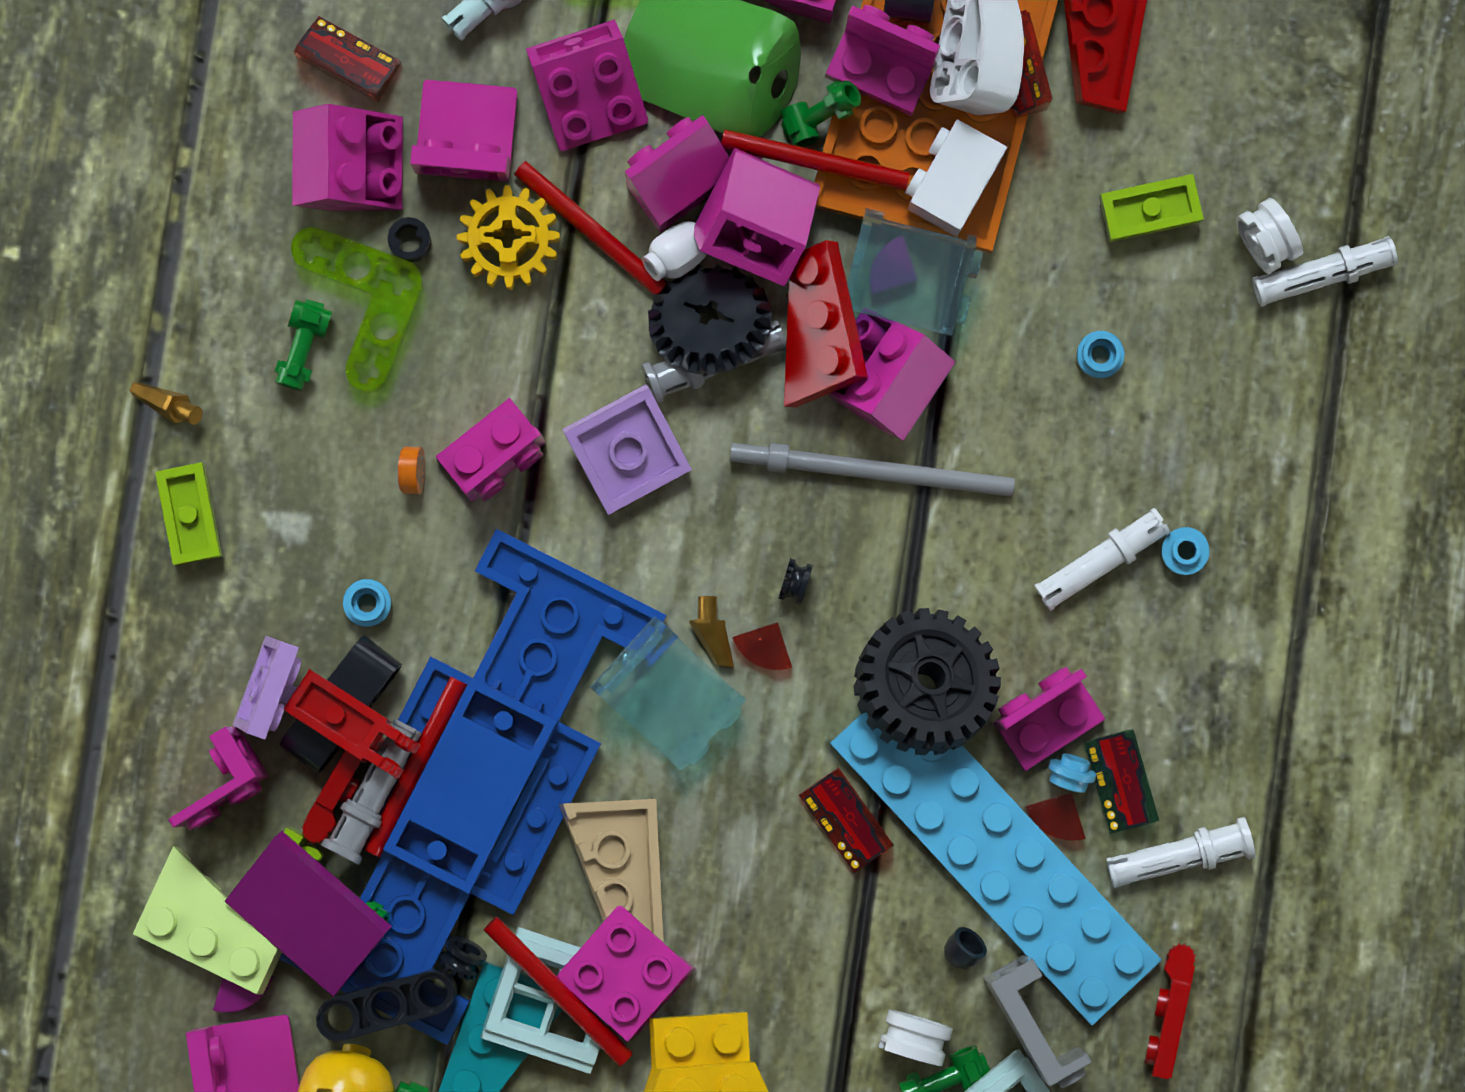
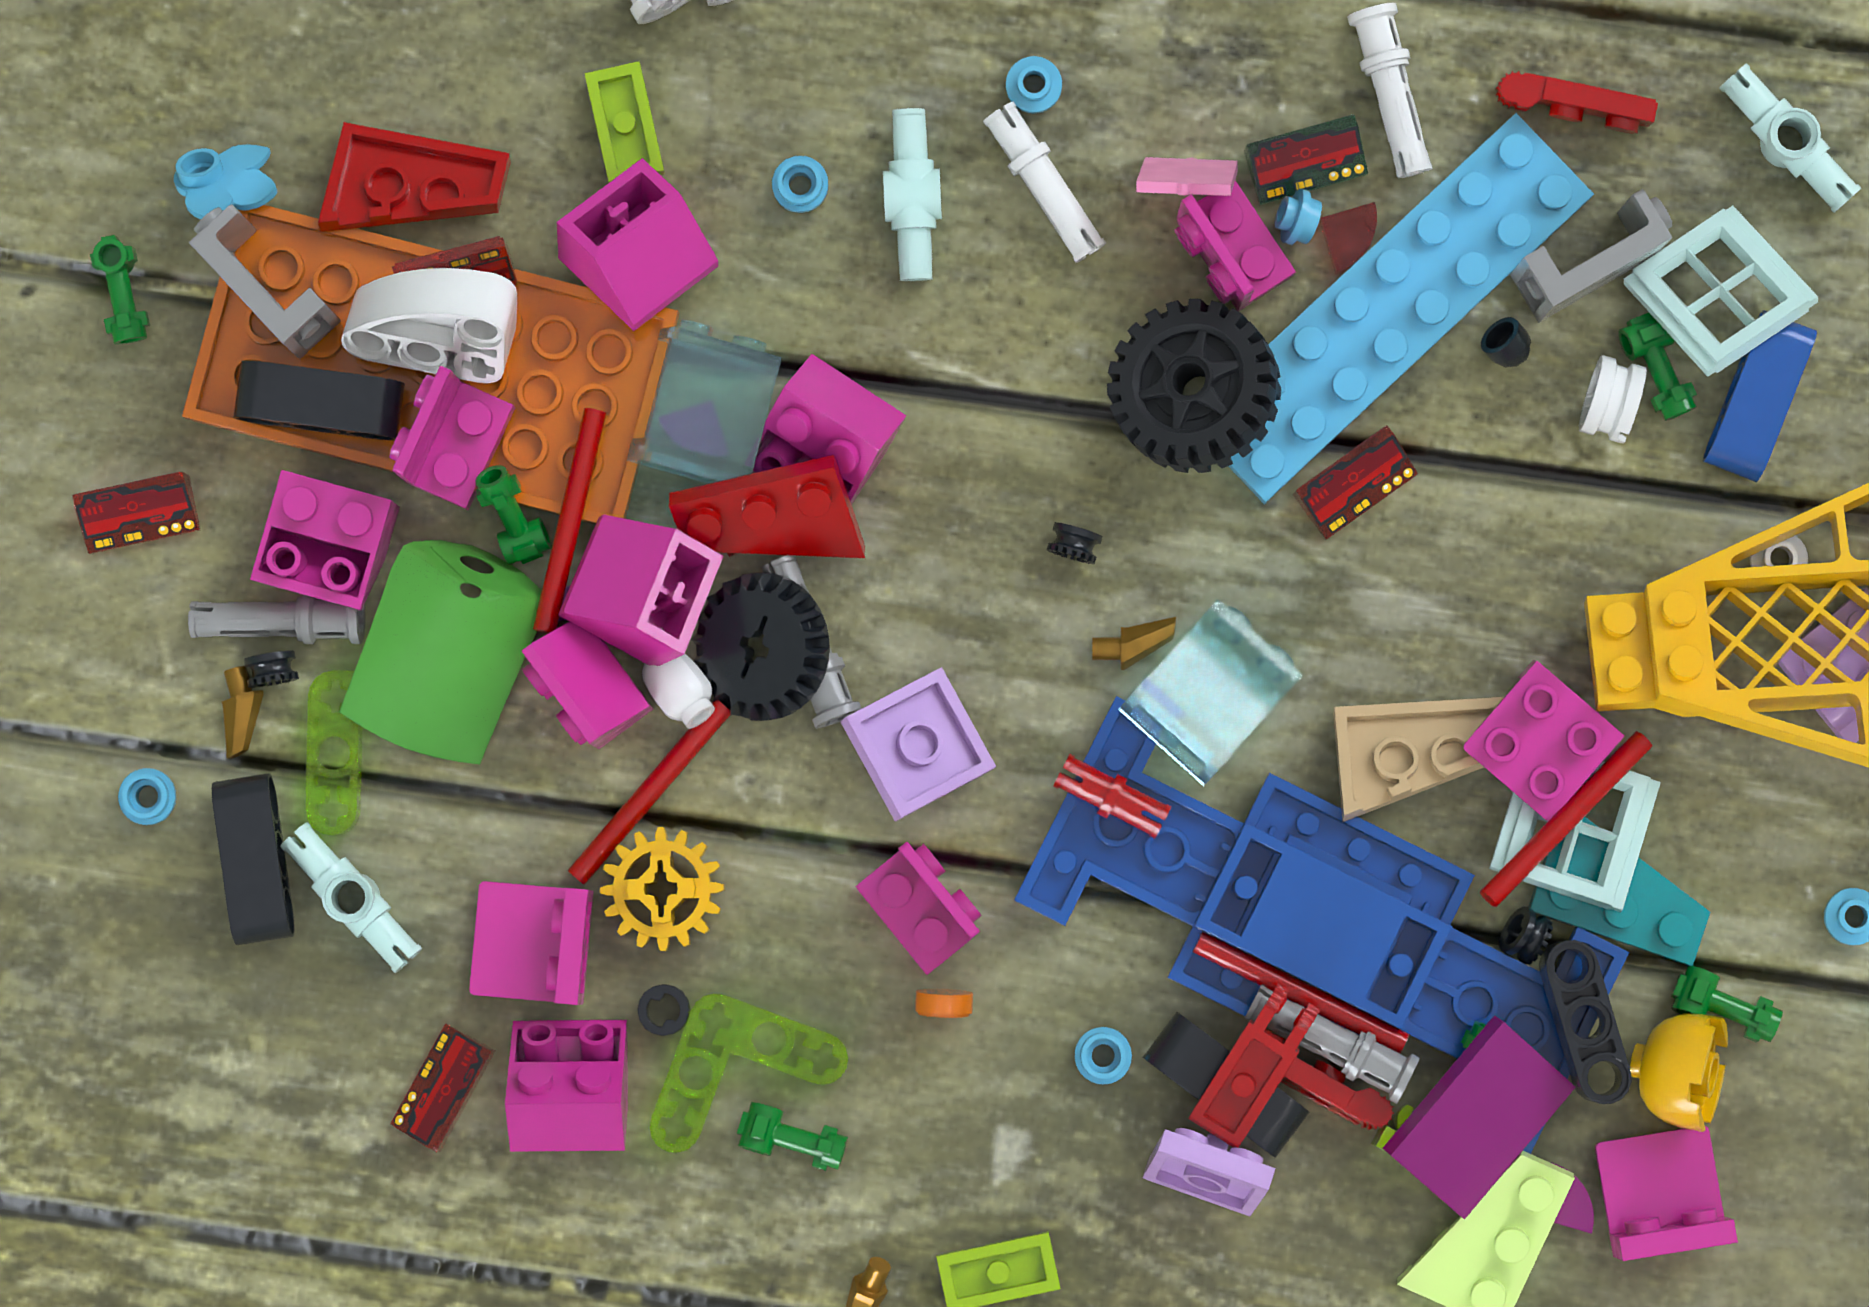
camera: 80 degrees left, 0 degrees up
(231, 755) = (1292, 1212): dark pink bracket -> none
(581, 609) = (1112, 796): none -> red pin
(587, 85) = (474, 796): dark pink bracket -> none
(764, 647) = (1152, 580): clear red tile -> none
(780, 458) = (925, 563): light grey bar -> none
(955, 178) = (592, 352): white brick -> none
(1046, 214) = (635, 244): none -> dark pink slope
(1091, 447) = (912, 194): none -> light aqua pin
(1105, 677) = (1187, 176): none -> bright pink piece

